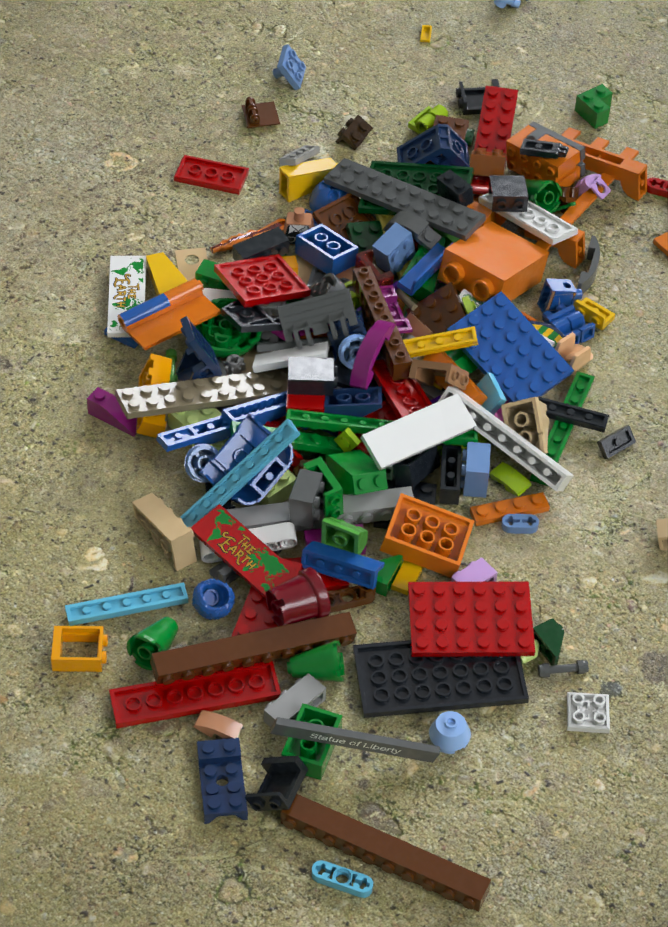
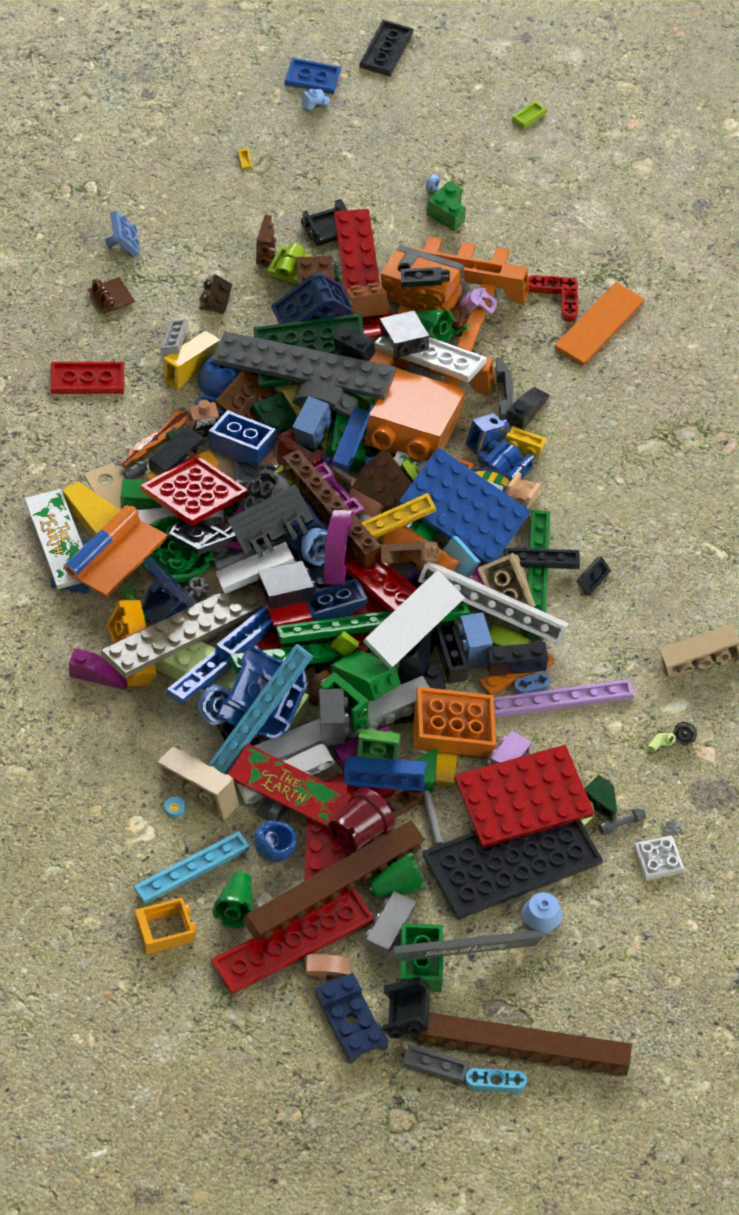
camera: 20 degrees left, 5 degrees up
(135, 547) = (174, 807): none -> medium azure tile
(220, 257) = (135, 470): none -> dark grey pin
(287, 846) = (435, 1064): none -> dark grey plate
(376, 618) = (432, 818): none -> light grey bar
(414, 98) = (266, 242): none -> reddish brown plate
(510, 494) = (517, 658): none -> black brick
(544, 543) = (563, 698): none -> lavender tile
(588, 84) = (432, 183): none -> light blue tile
(605, 285) = (526, 408): none -> black slope
(630, 604) = (661, 739): none -> yellowish green arm
(650, 603) = (685, 738): none -> dark grey plate

